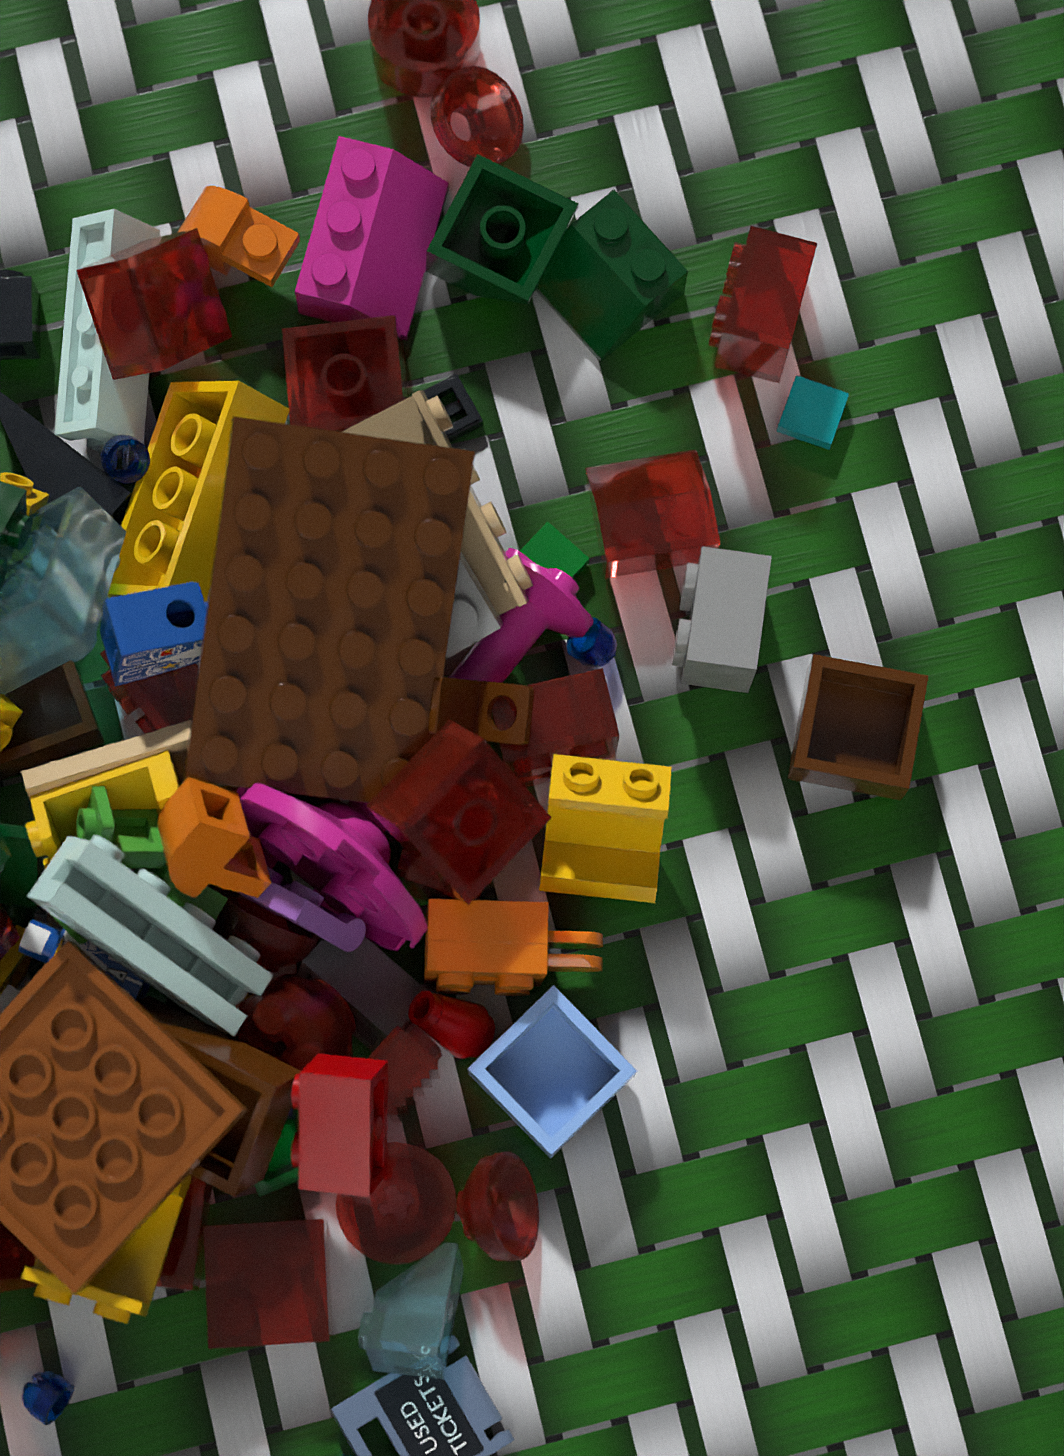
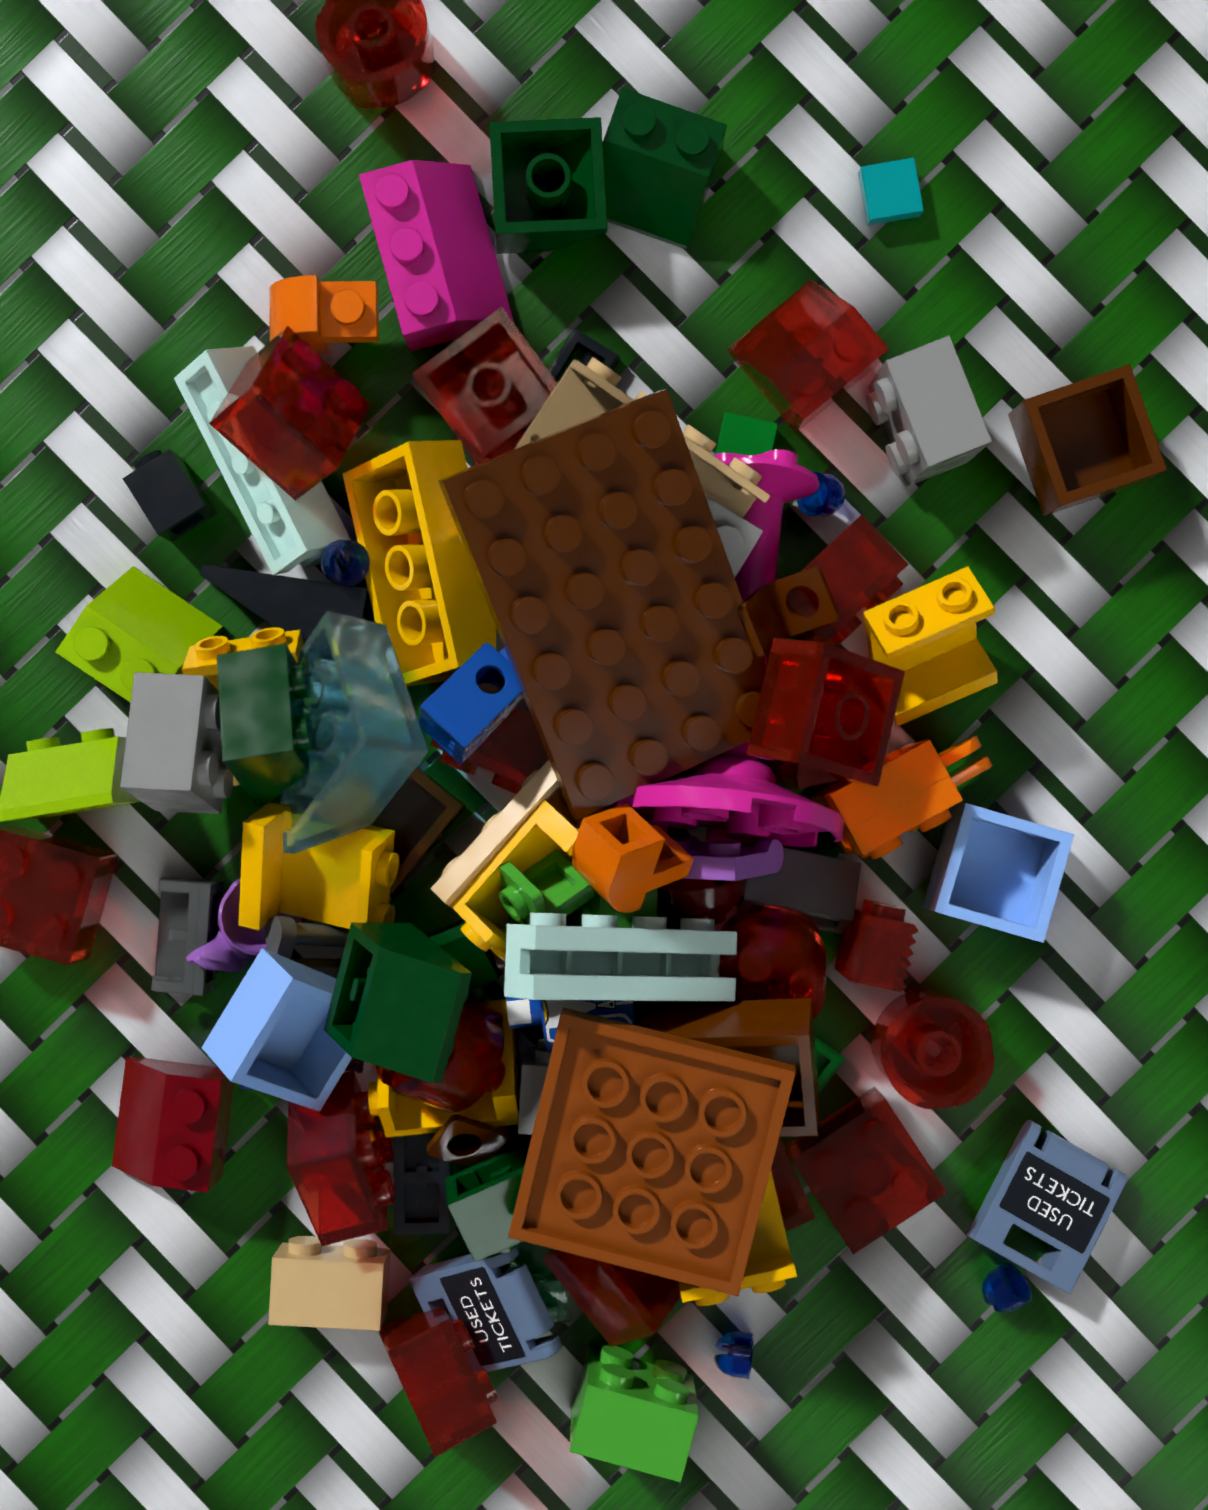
camera: 30 degrees left, 10 degrees up
(341, 1124) = (868, 1024): red brick -> none
(415, 1317) = (999, 1133): clear light blue slope -> none
(454, 1023) = (894, 876): red cone -> none
(489, 109) = (470, 80): clear red piece -> none
(500, 1207) = (1016, 1004): clear red piece -> none
(767, 293) = (806, 116): clear red piece -> none

